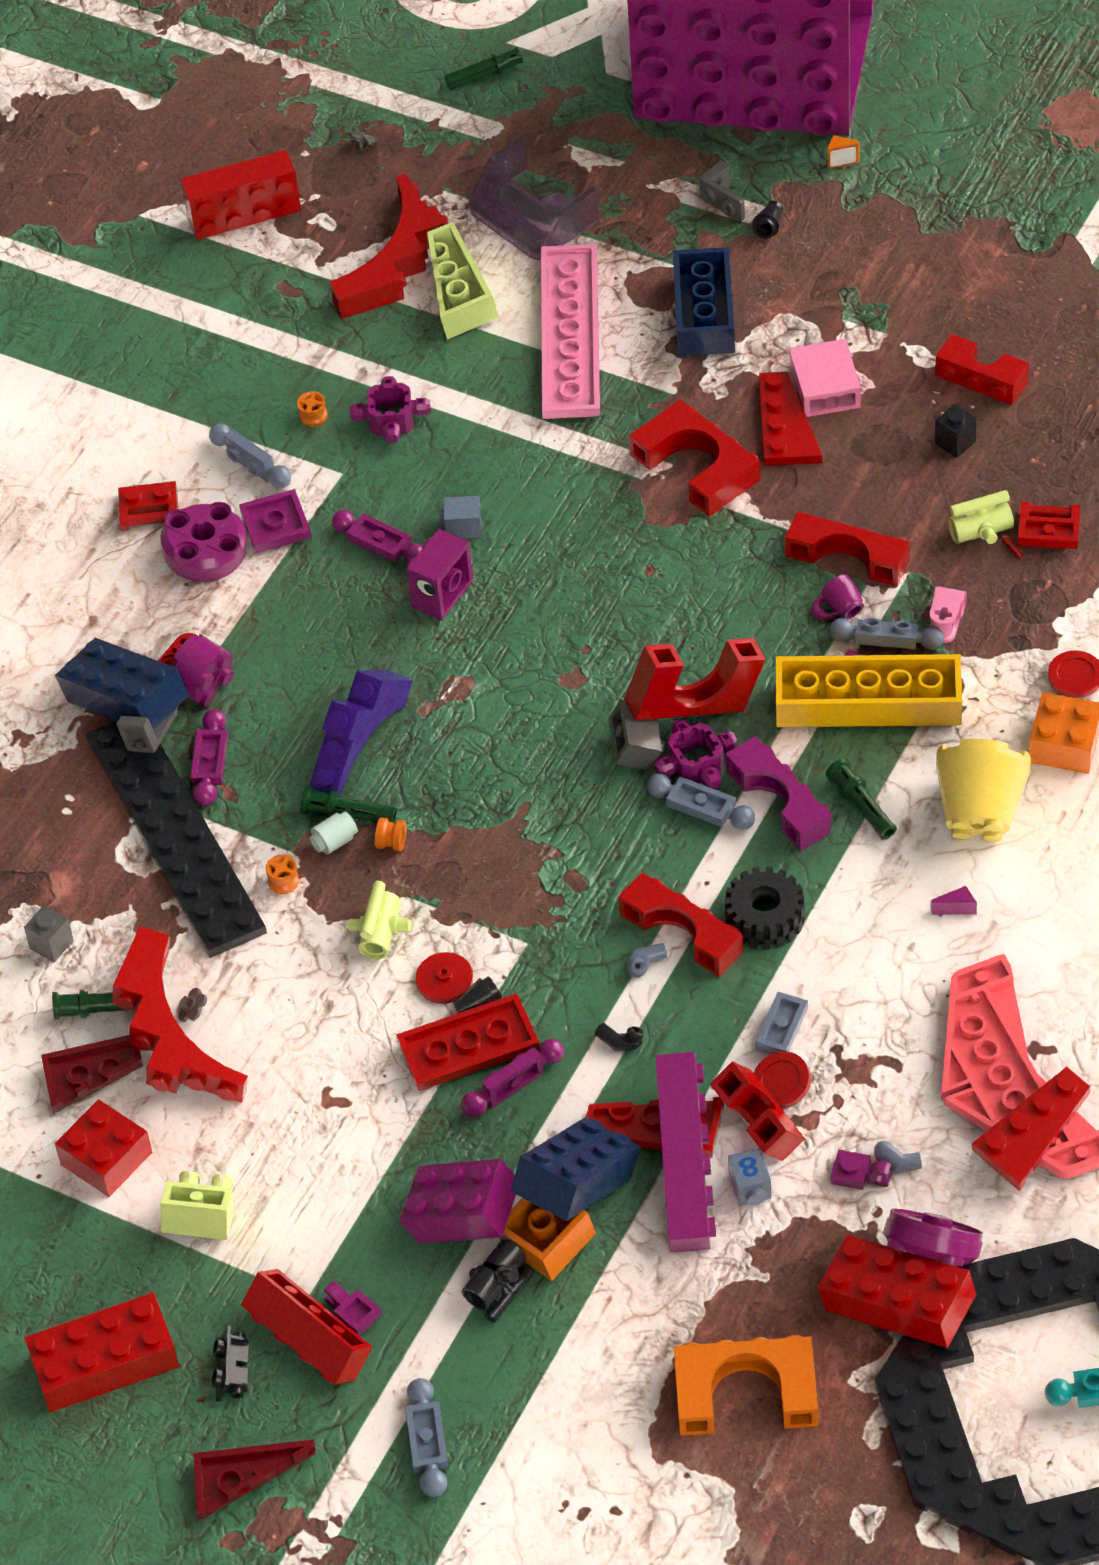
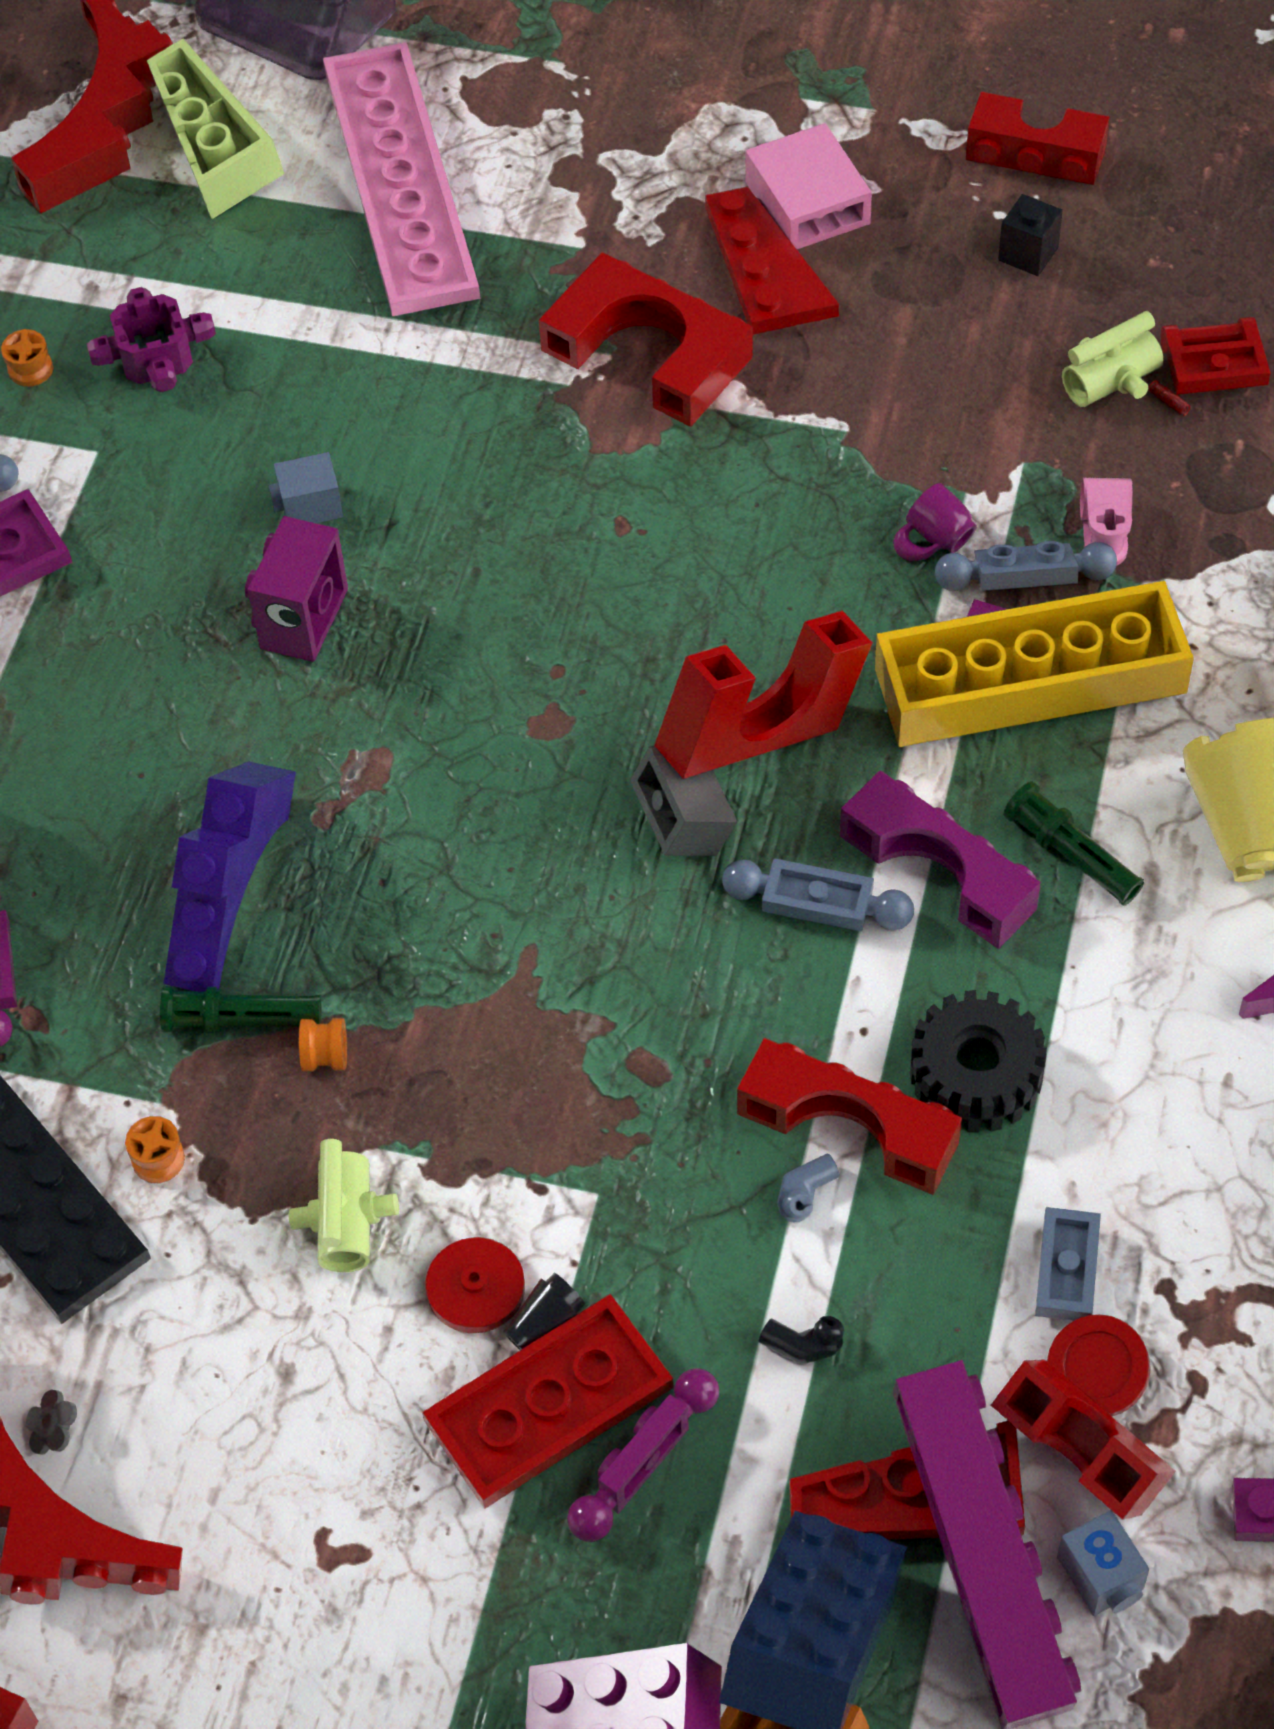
camera: 15 degrees left, 5 degrees up
(333, 833) = (225, 1059): light aqua brick -> none
(376, 536) = (179, 544): magenta plate -> none
(684, 739) = (787, 784): magenta piece -> none
(703, 301) = (594, 101): dark blue brick -> none
(816, 537) = (871, 431): red arch -> none

